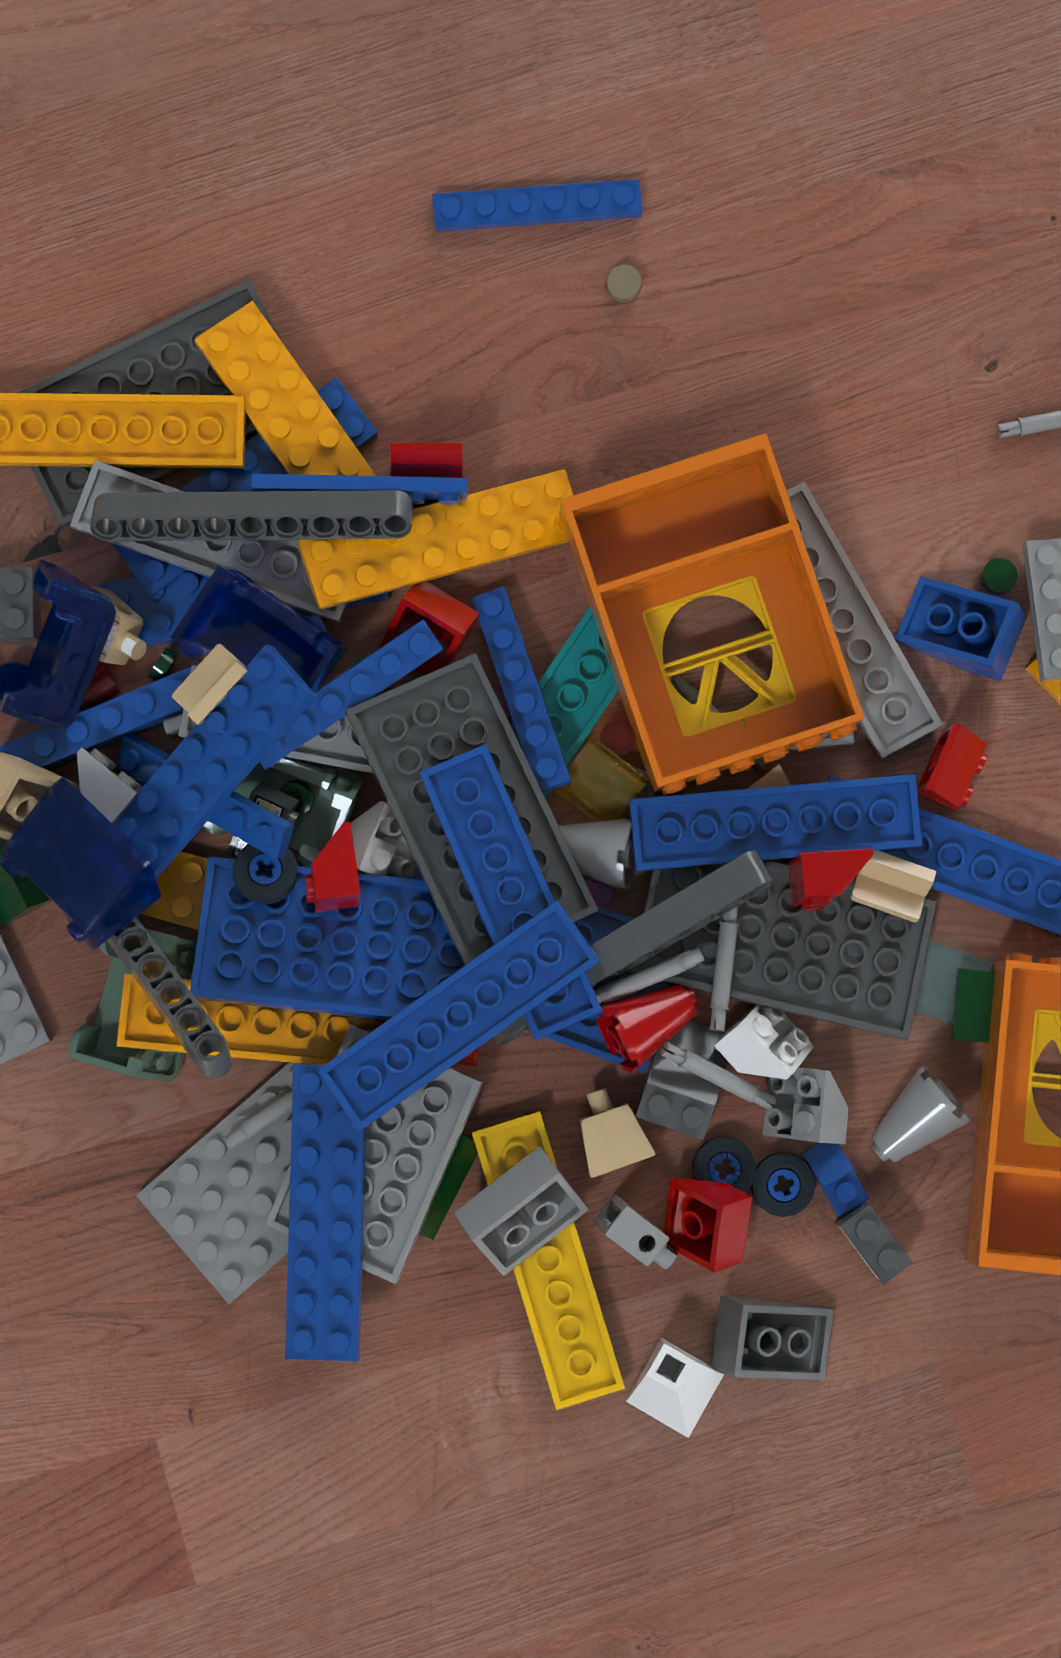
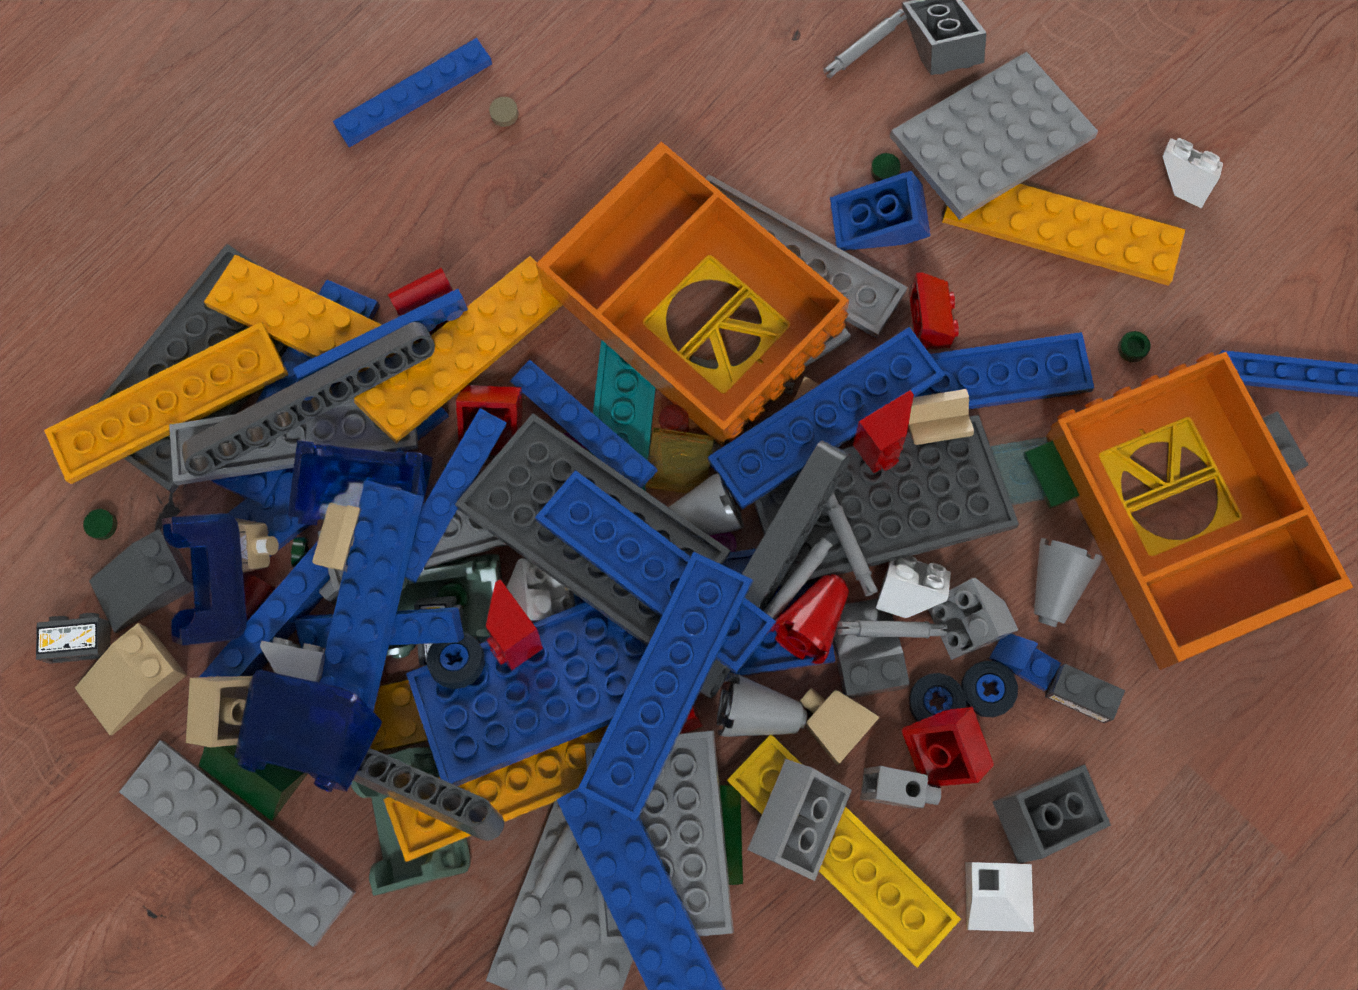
camera: 15 degrees left, 10 degrees down
(539, 1081) = (757, 710): none -> light grey cone

